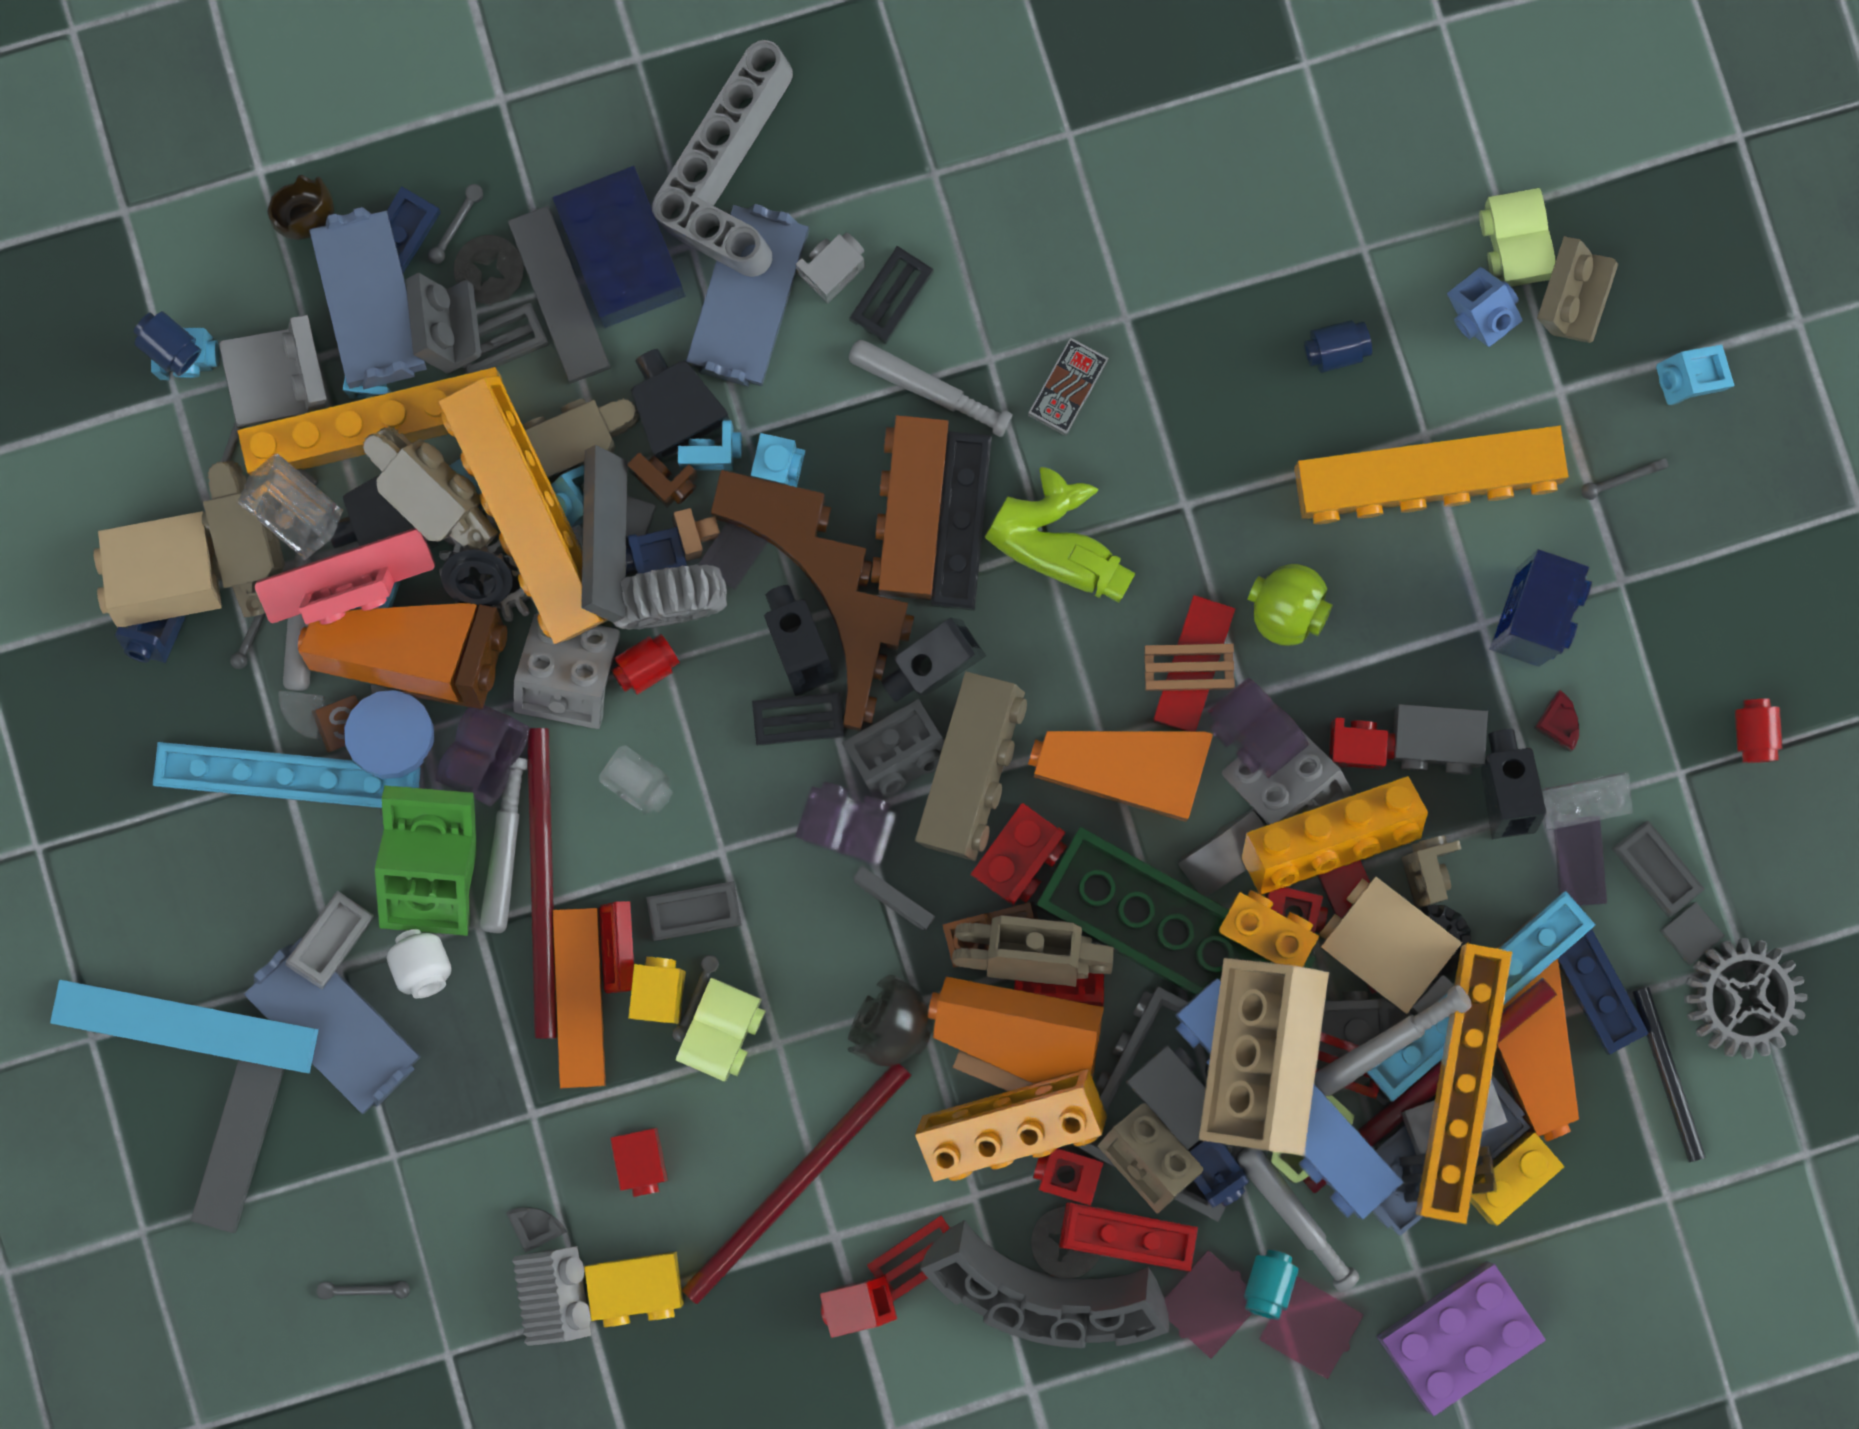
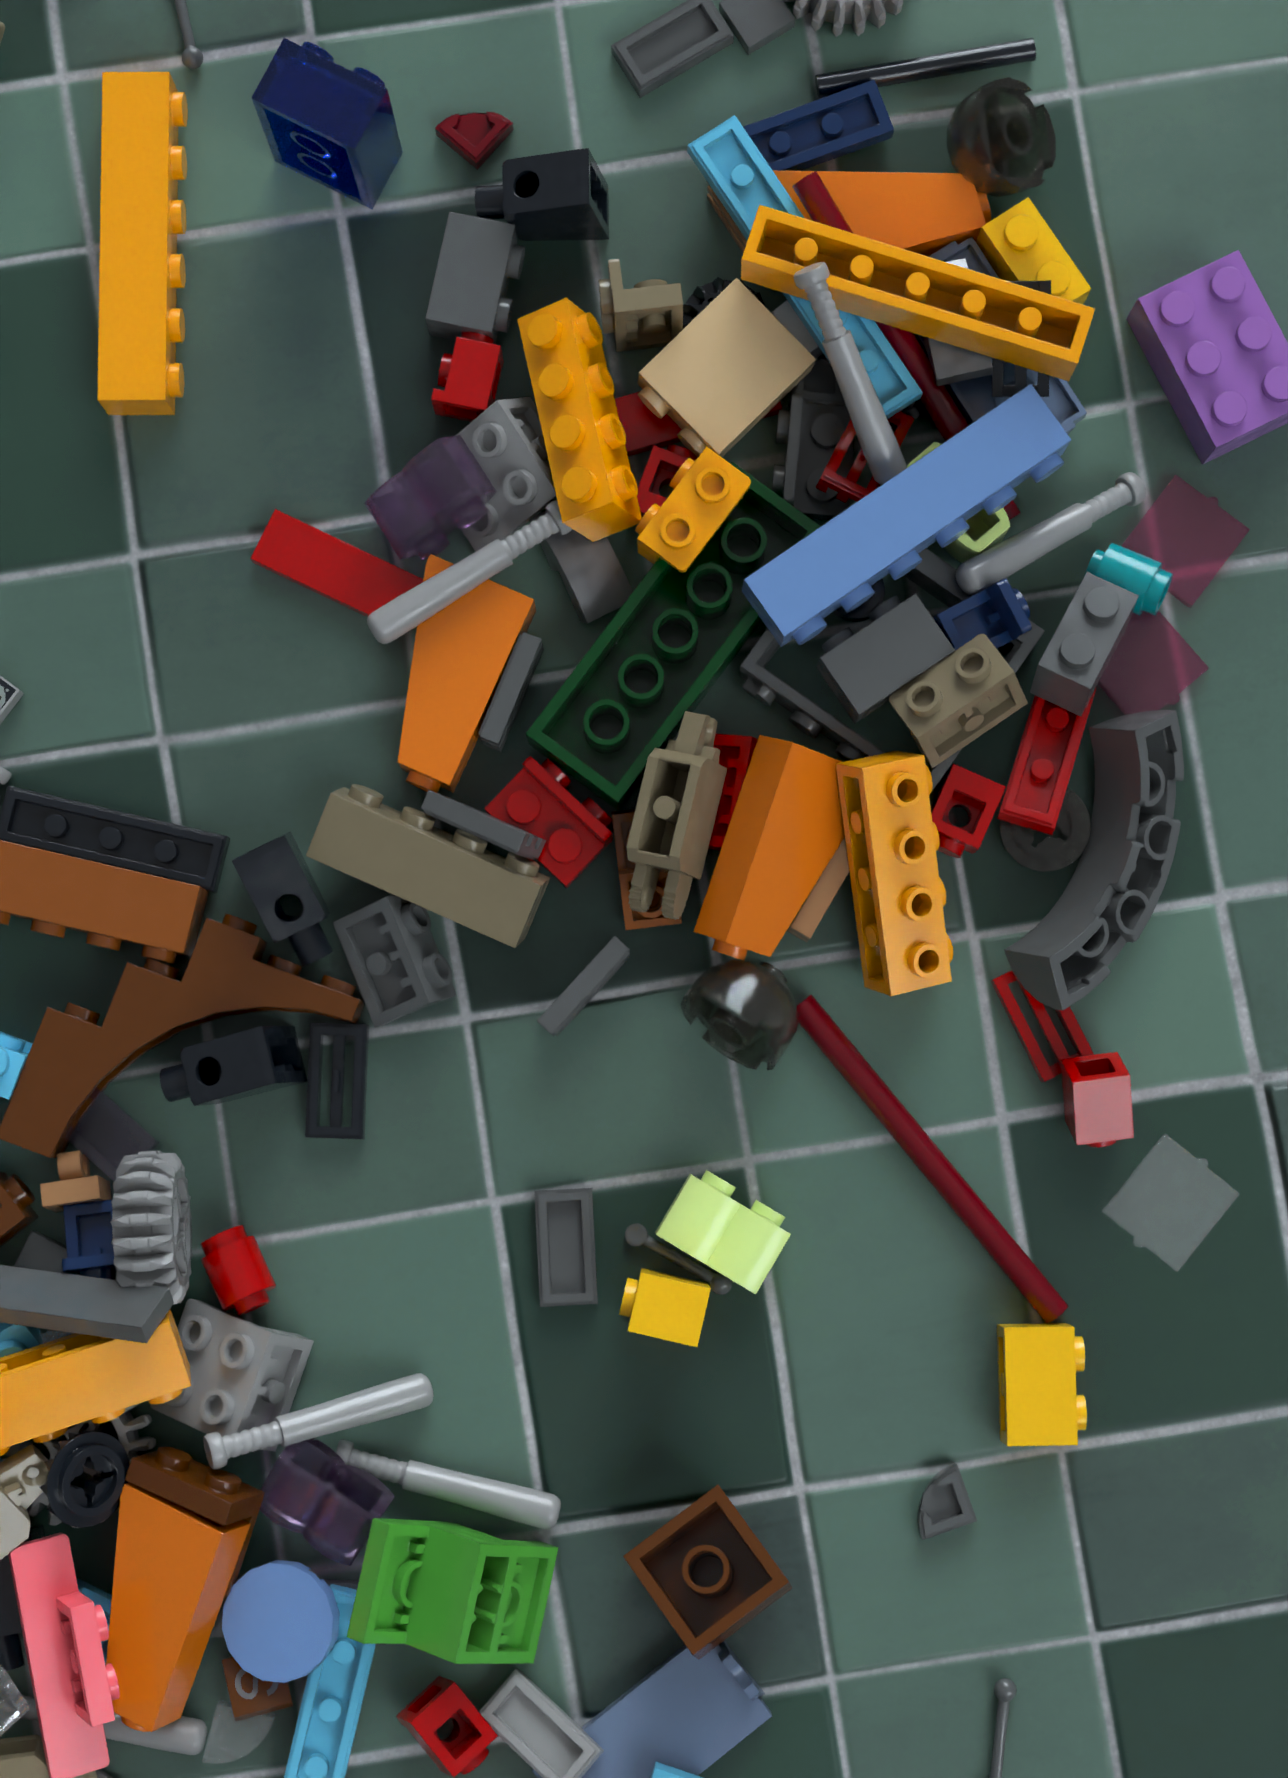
camera: 85 degrees left, 0 degrees up
(323, 888) = (471, 1733): none -> red brick
(419, 963) = (587, 1616): white head -> none
(462, 1050) = (707, 1572): none -> reddish brown brick
(541, 883) = (529, 1444): dark red piece -> none
(551, 767) = (339, 1414): none -> light grey piece
(552, 1296) = (1038, 1492): light grey brick -> none
(579, 998) = (658, 1410): orange tile -> none
(616, 946) = (599, 1352): red tile -> none
(636, 781) = (387, 1300): clear brick -> none
(639, 1161) = (879, 1357): red brick -> none
(786, 1376) = (1170, 1202): none -> clear piece
(846, 824) = (481, 1036): clear purple brick -> none
(1007, 803) = (483, 825): none -> dark grey tile
(1060, 555) = (175, 718): lime piece -> none
(1116, 811) = (511, 691): none -> dark grey tile
(1182, 650) = (346, 527): medium nougat tile -> none
(1189, 753) = (457, 580): none -> light grey piece
(1212, 1253) = (1083, 644): none -> dark grey brick
(1264, 1056) = (853, 531): tan slope -> none
(1290, 604) = (280, 439): lime plant -> none
(1581, 863) = (647, 134): clear purple tile -> none
(1587, 801) = (578, 105): clear hinge -> none
(1611, 1141) = (1001, 139): none -> clear smoke cylinder

